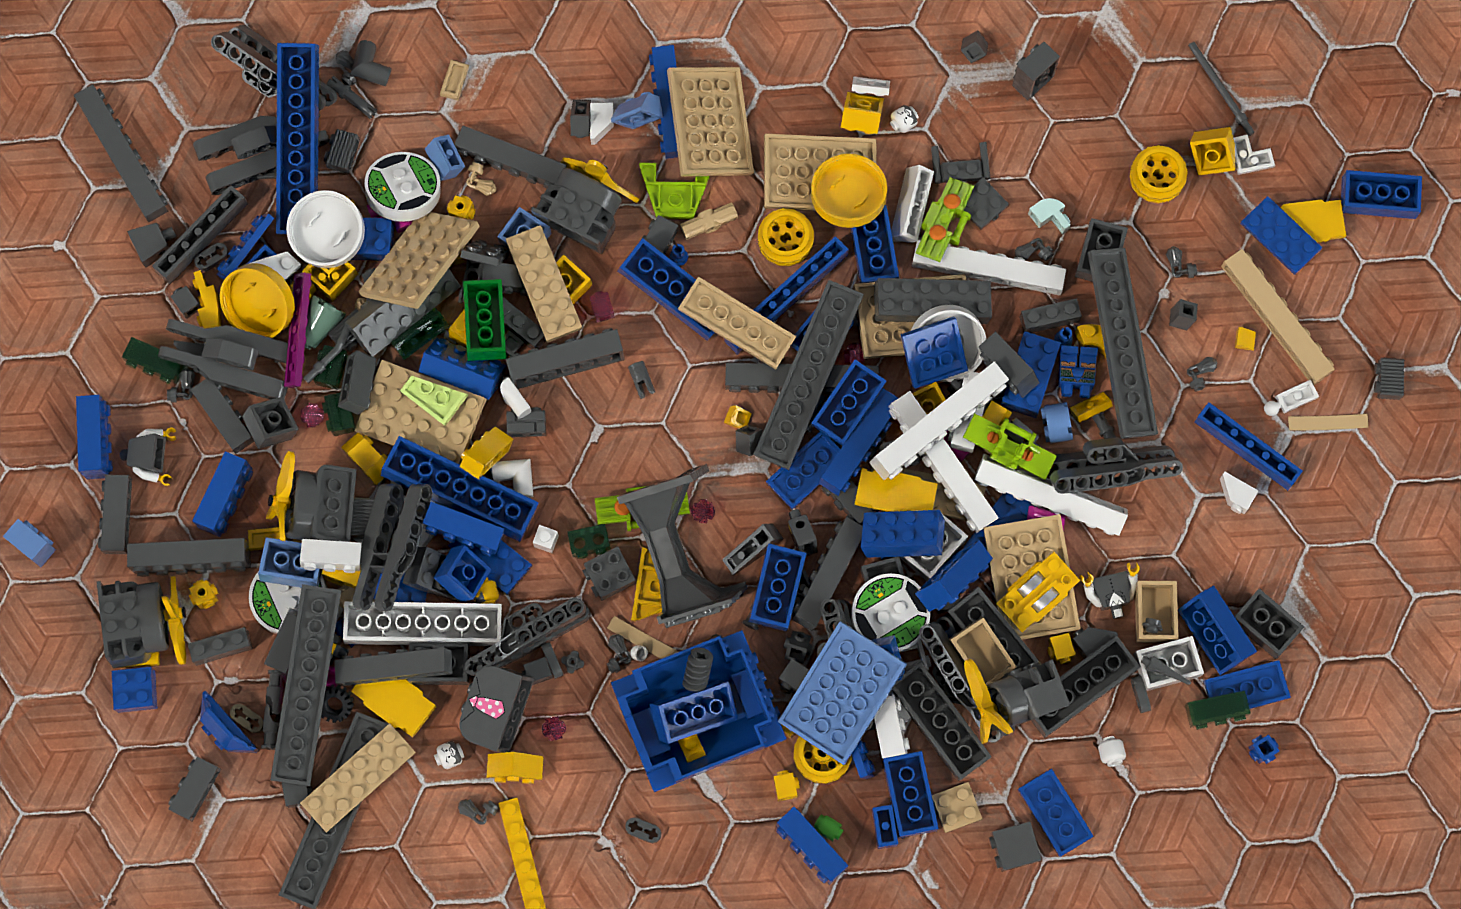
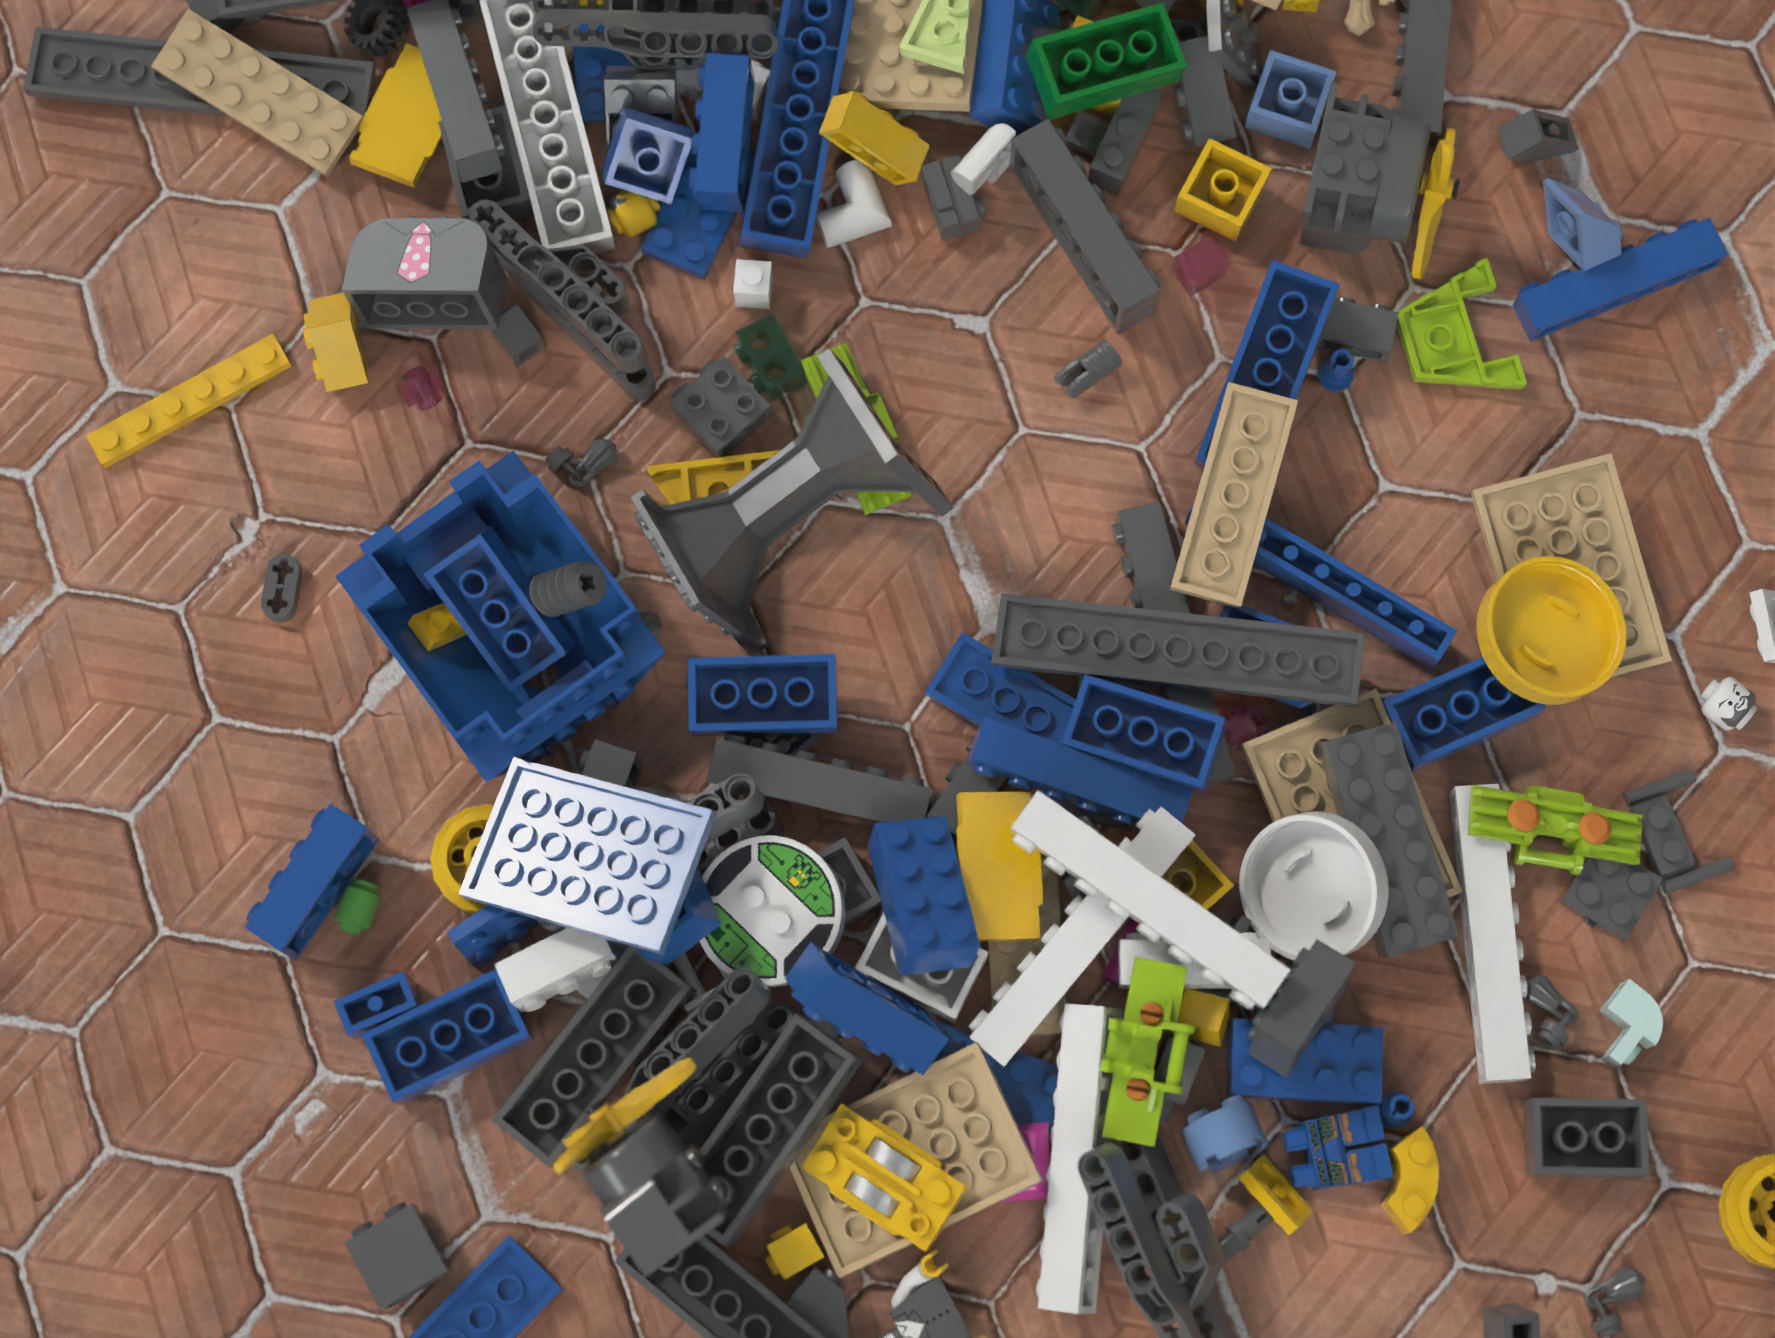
camera: 75 degrees right, 0 degrees up
(449, 755) = (334, 230): white head -> none
(468, 809) = (251, 287): dark grey piece -> none
(544, 284) = (1206, 148): tan plate -> none
(552, 660) = (542, 354): dark grey beam -> none
(572, 667) = (549, 400): dark grey plate -> none
(600, 120) = (1530, 169): white slope -> none
(639, 653) = (594, 500): white hinge -> none
(640, 638) = (619, 500): tan sticker -> none
(703, 511) = (876, 536): clear pink gear -> none
(709, 221) = (1417, 407): tan piece -> none
(710, 121) = (1604, 356): tan plate -> none
(737, 417) = (1068, 555): yellow slope -> none
(748, 439) = (1032, 578): dark grey panel -> none
(752, 548) = (822, 633): dark grey slope -> none
(780, 252) = (1413, 571): yellow wheel -> none
(786, 785) = (415, 811): yellow brick -> none
(798, 646) = (670, 766): dark grey brick -> none
(802, 533) = (880, 719): dark grey torso -> none
(862, 113) = (1713, 624): yellow slope -> none
(912, 203) = (1568, 760): white brick -> none
(934, 352) = (1285, 863): blue plate -> none
(956, 807) = (450, 1130): tan plate -> none
(985, 649) = (729, 1095): tan piece -> none
(1050, 316) = (1429, 1072): dark grey brick -> none
(1122, 343) = (1414, 1220): dark grey plate -> none

